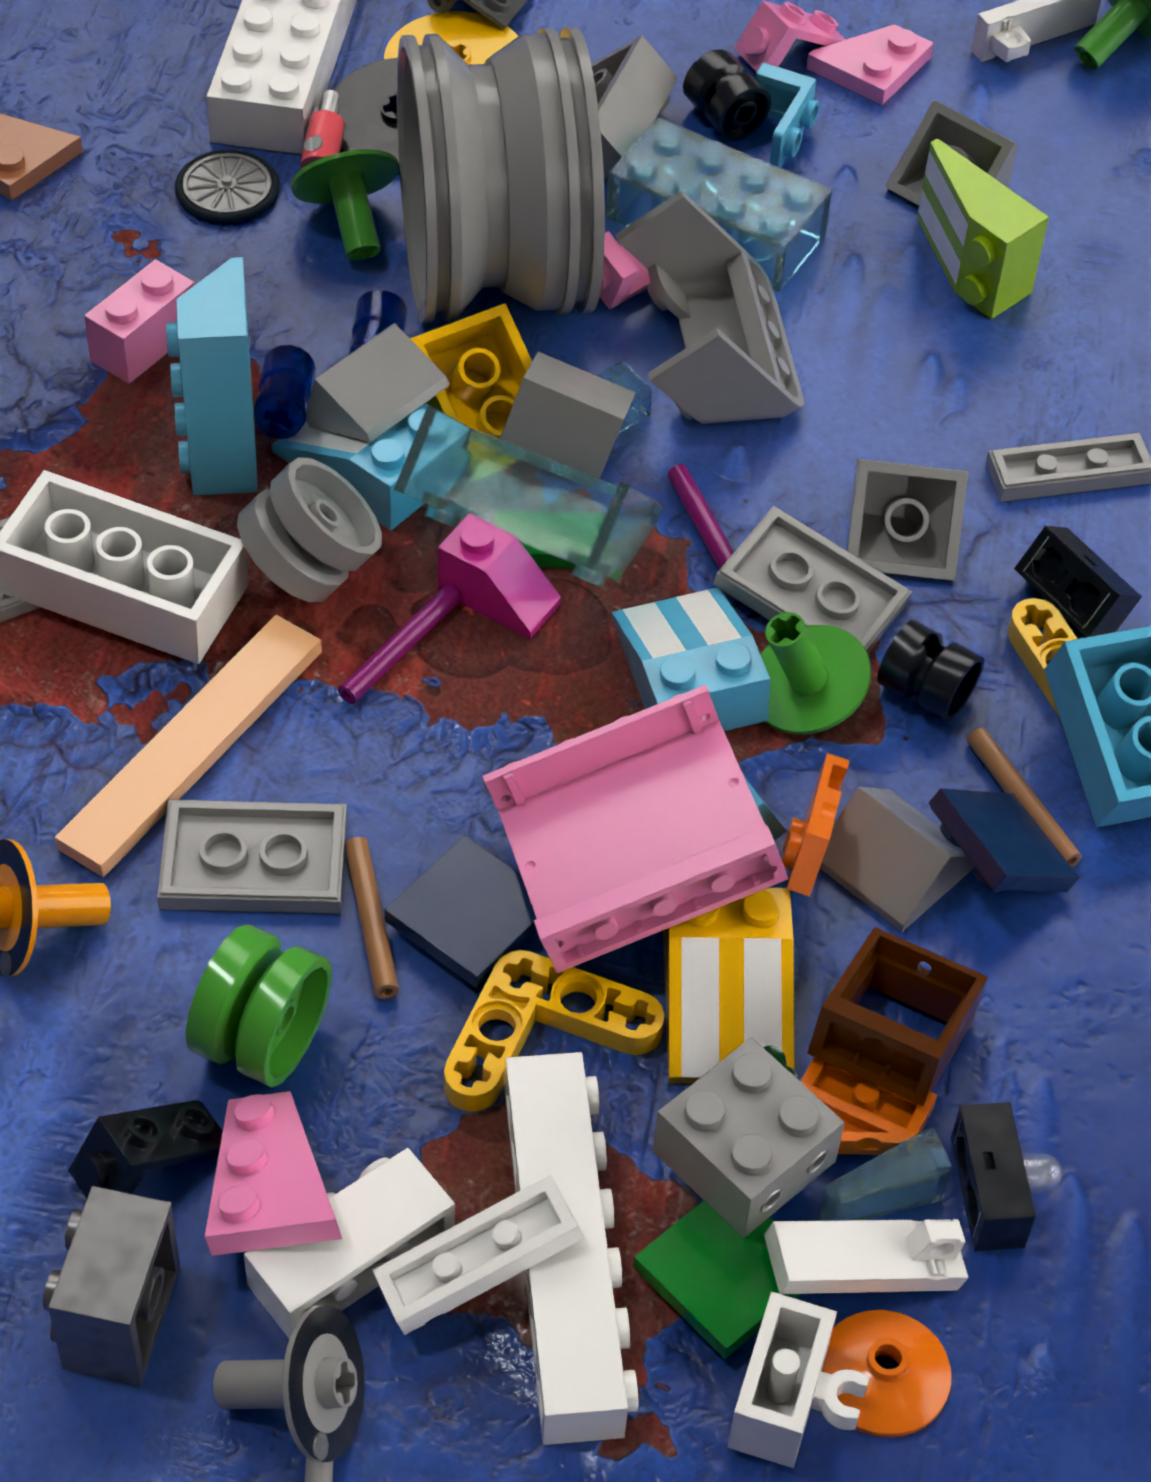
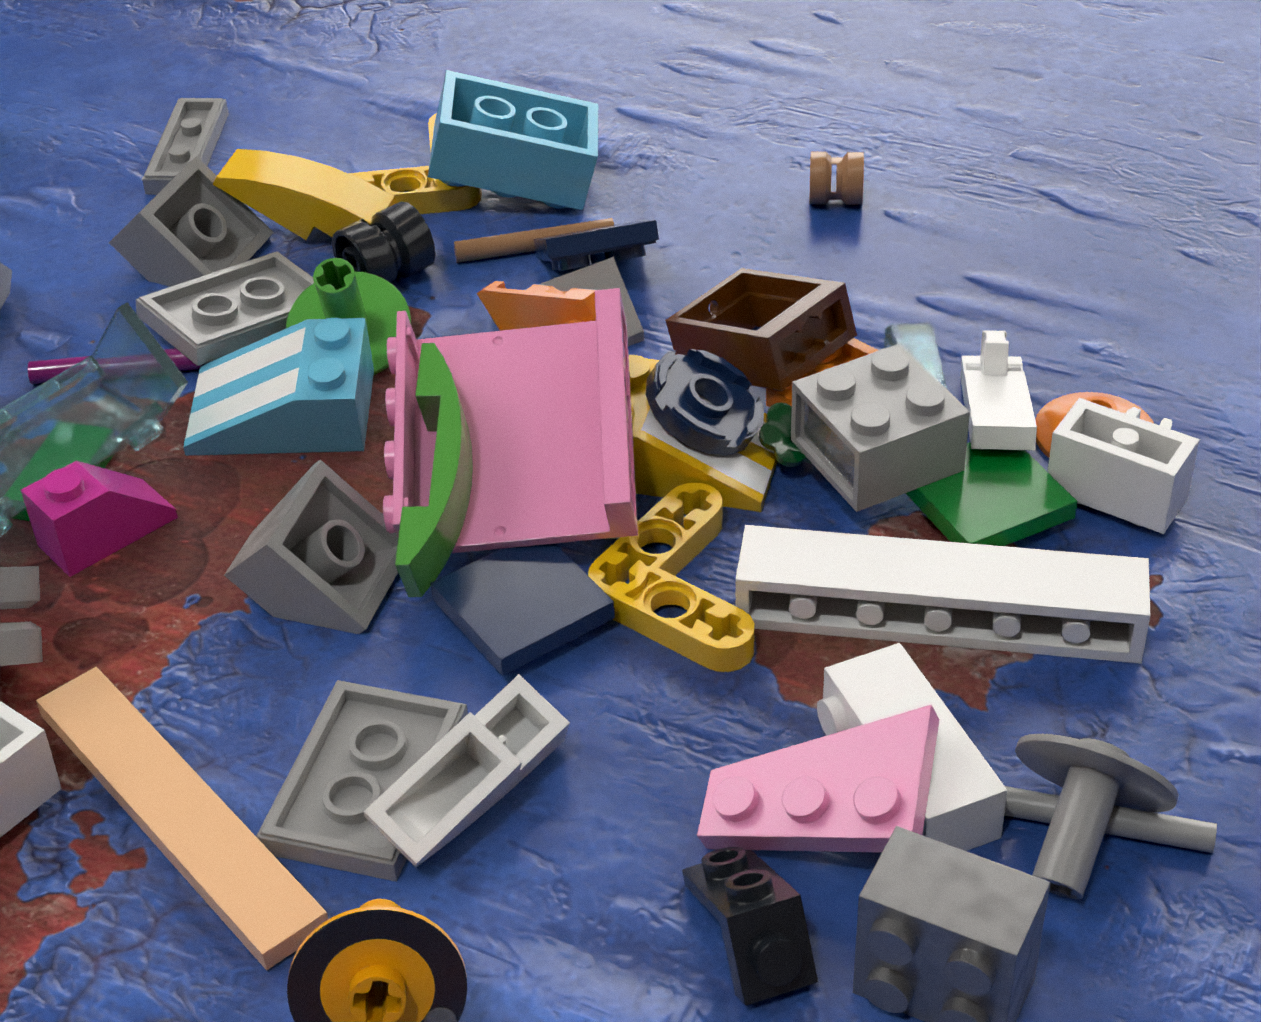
camera: 70 degrees left, 10 degrees down
(222, 901) = (468, 771): none -> white slope
(258, 1005) = (612, 759): bright green wheel -> none
(371, 918) = (485, 687): medium nougat piece -> none
(399, 644) = (133, 612): magenta piece -> none
(471, 736) = (319, 556): none -> light grey slope
(477, 1254) = (966, 634): white hinge -> none
(566, 796) = (432, 531): none -> bright green slope
(780, 961) = (675, 401): none -> dark blue tile
(984, 579) = (300, 191): none -> yellow slope
(997, 1176) = (953, 311): black piece -> none
(1077, 582) = (345, 146): black piece -> none

